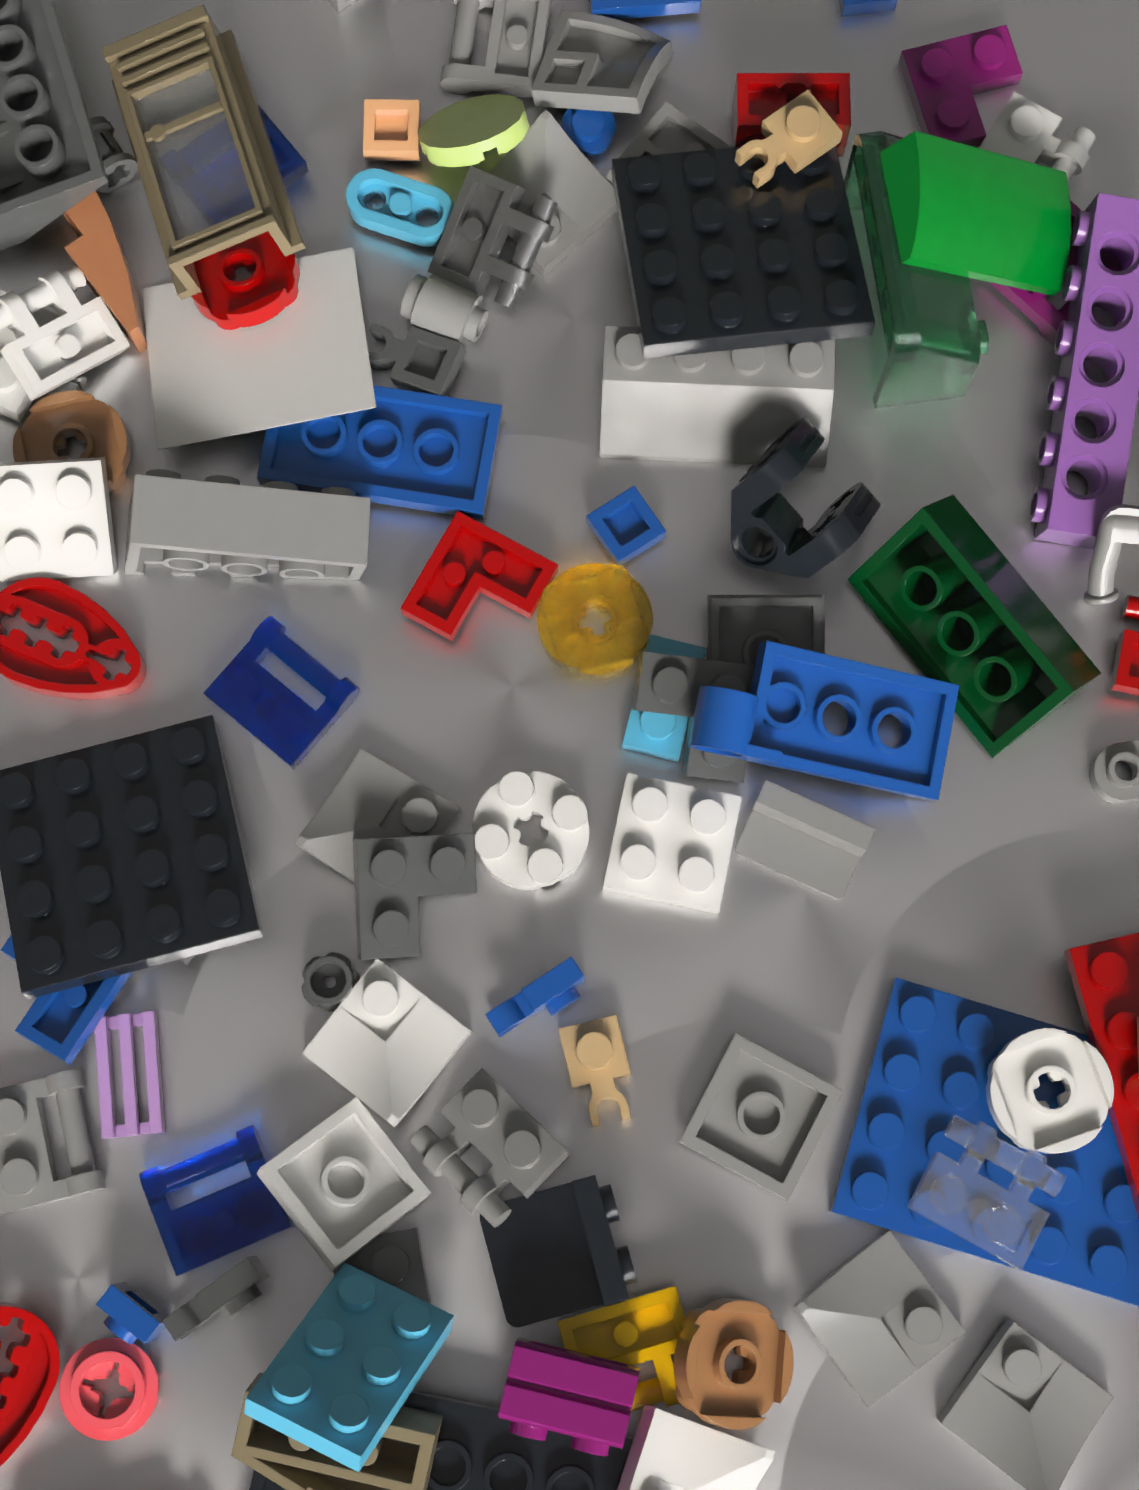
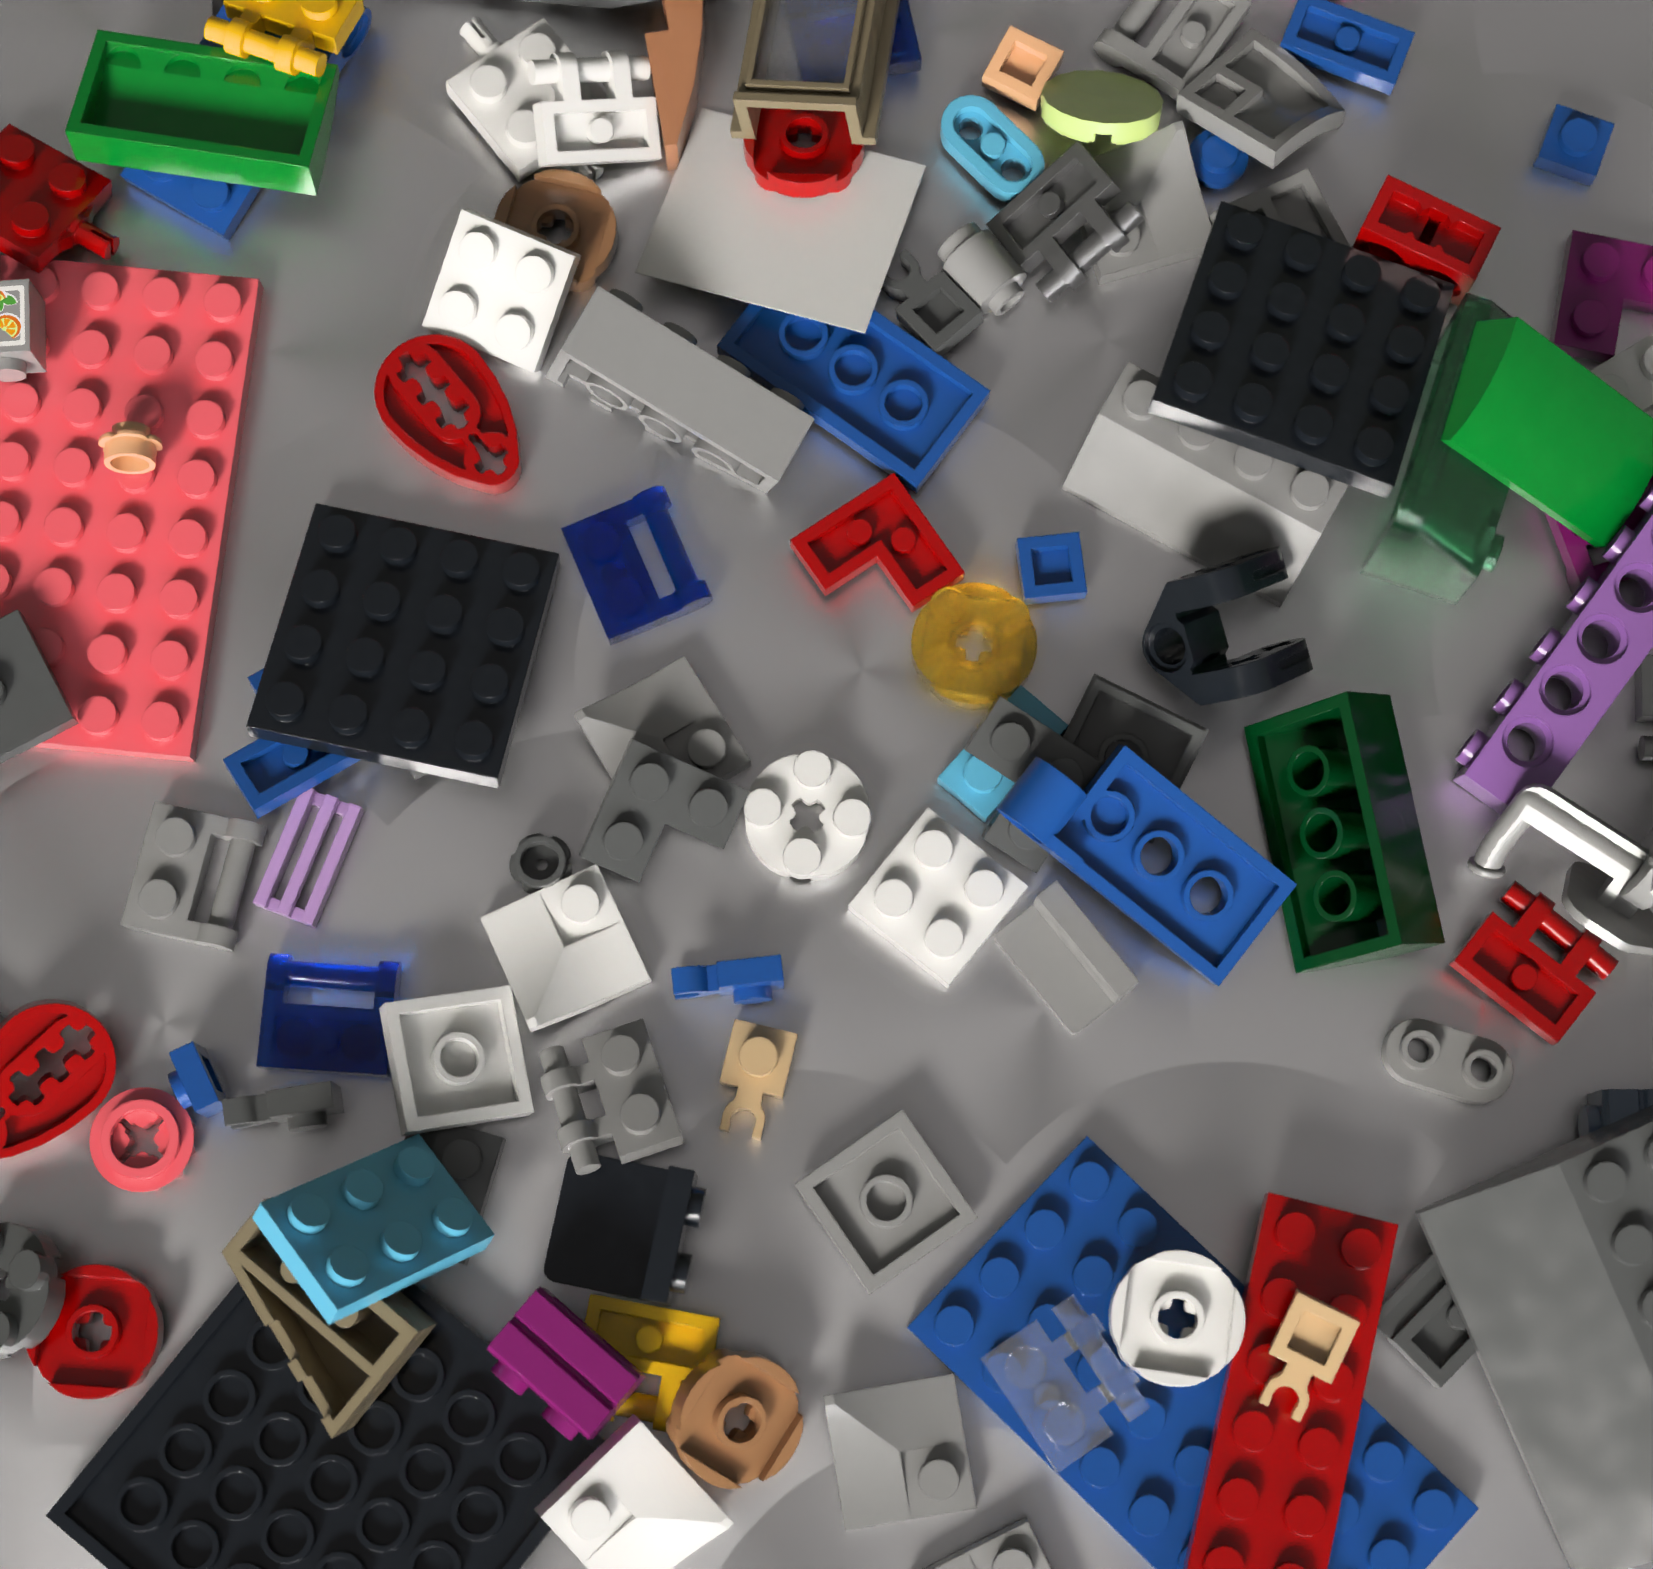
camera: 25 degrees right, 0 degrees up
(793, 134) = (1412, 263): tan plate -> none

